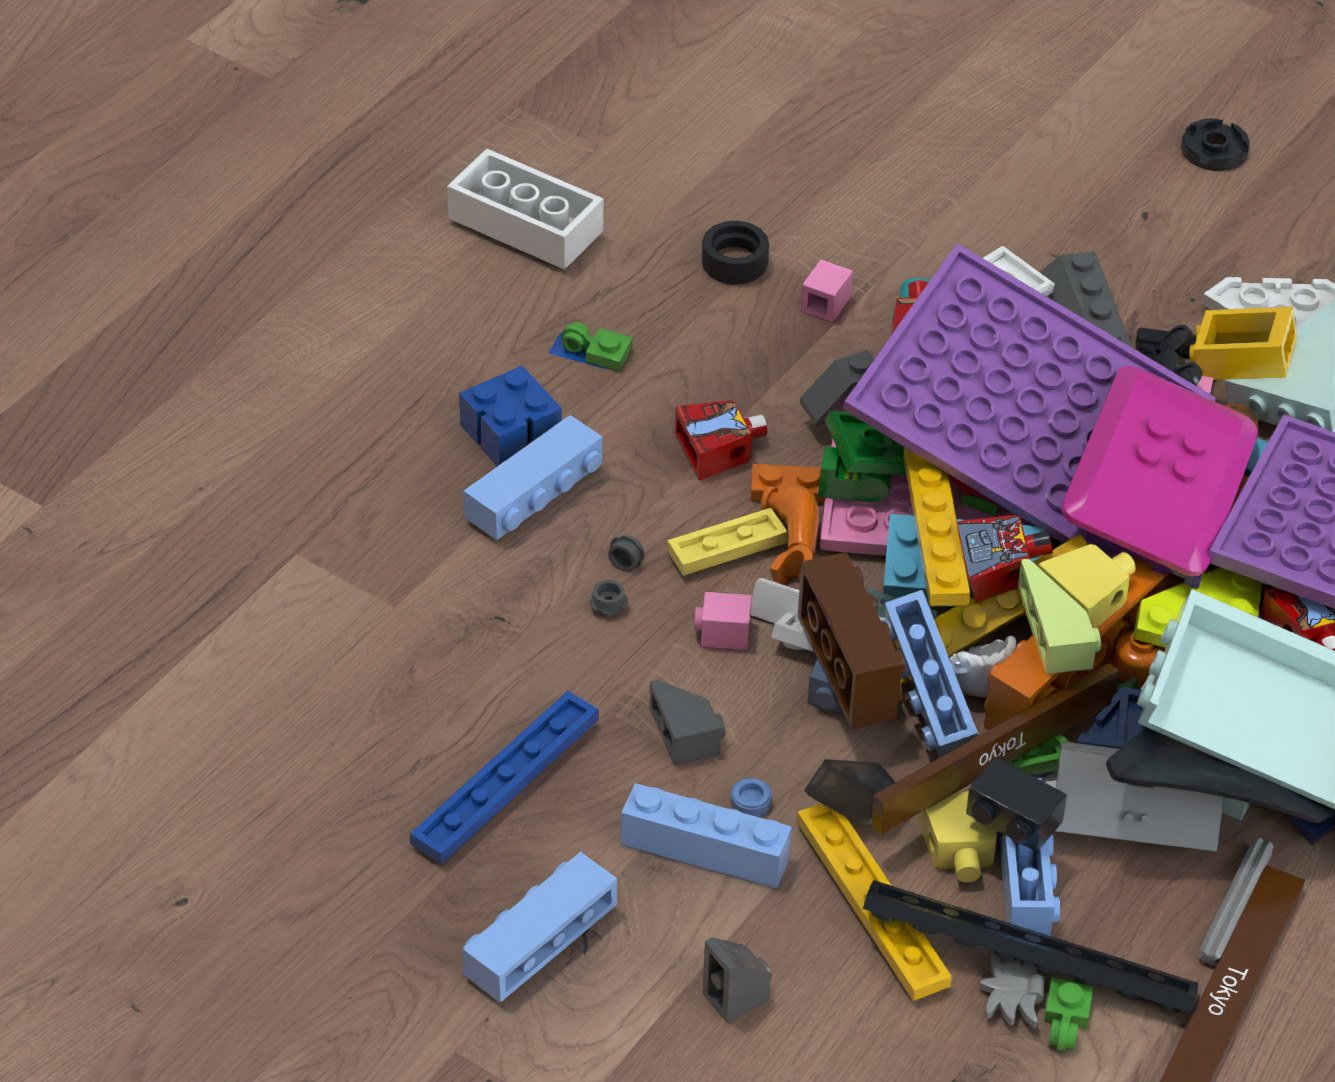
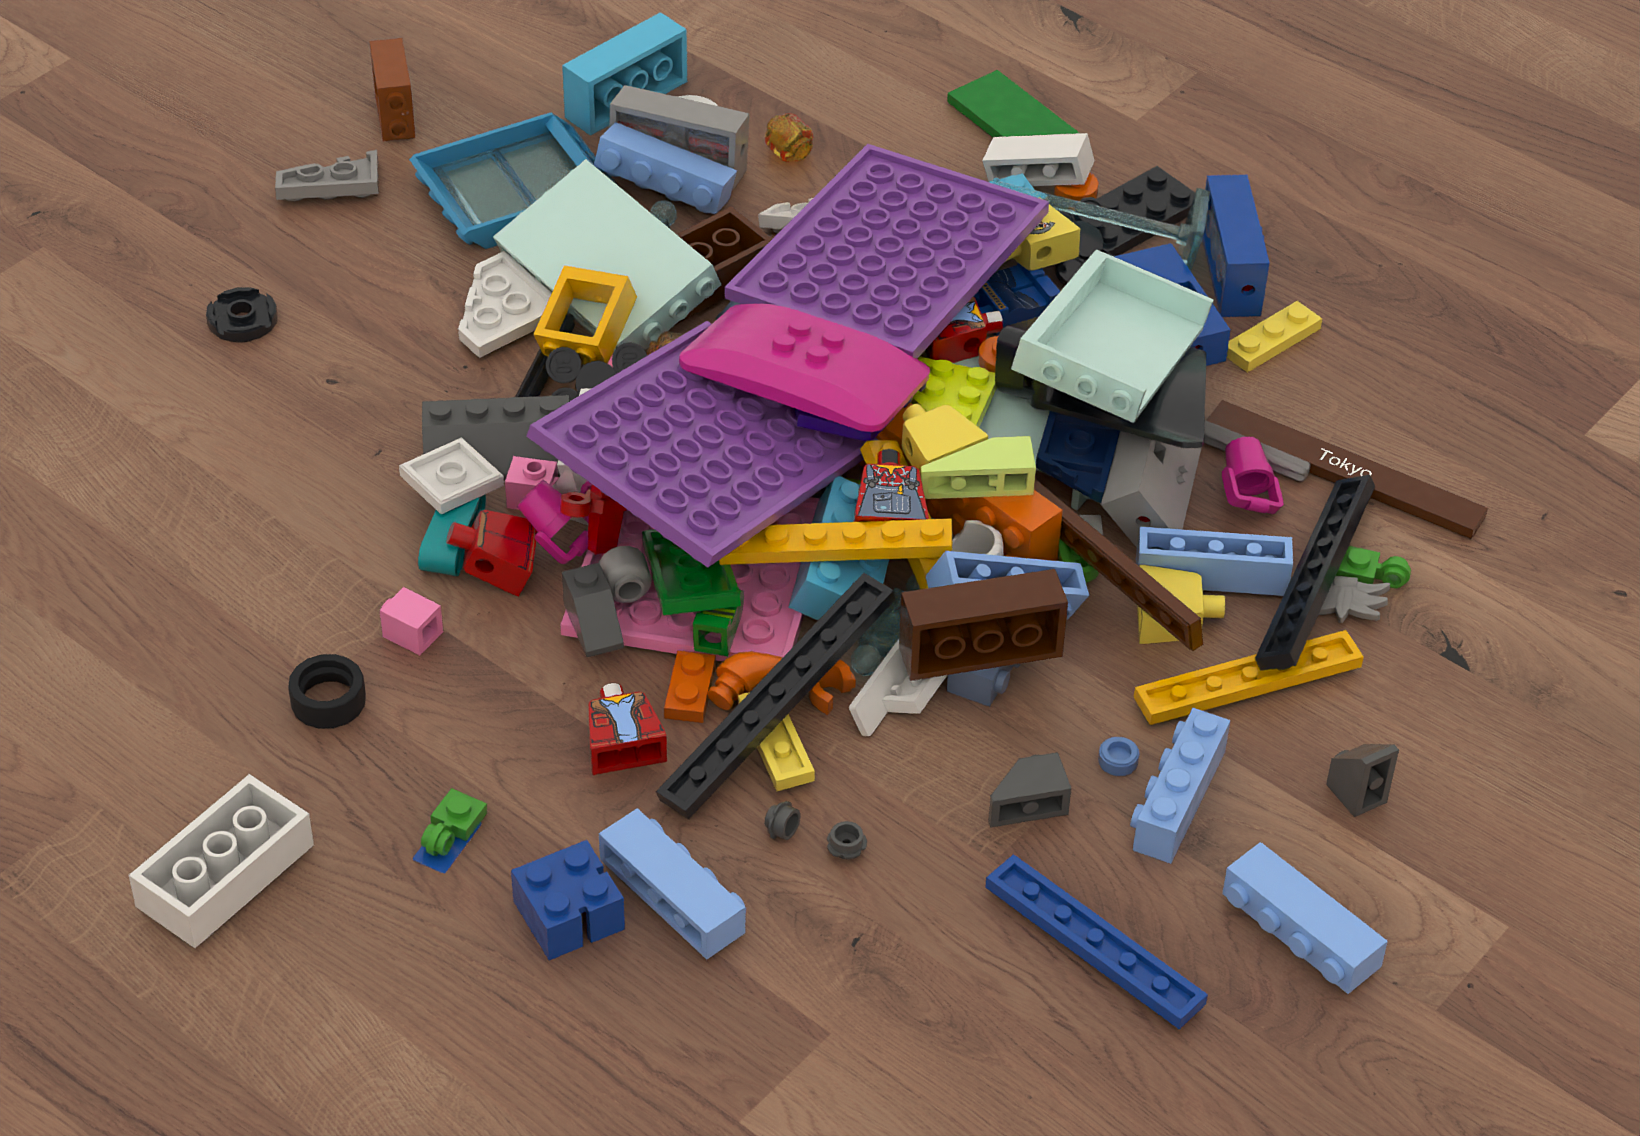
camera: 85 degrees left, 0 degrees up
(724, 620) = (892, 746): bright pink brick -> none
(757, 518) = (775, 696): none -> black plate
(849, 787) = (1134, 662): clear smoke slope -> none
(1016, 804) = (1190, 536): black brick -> none
(1182, 892) = (1248, 475): none -> dark pink piece

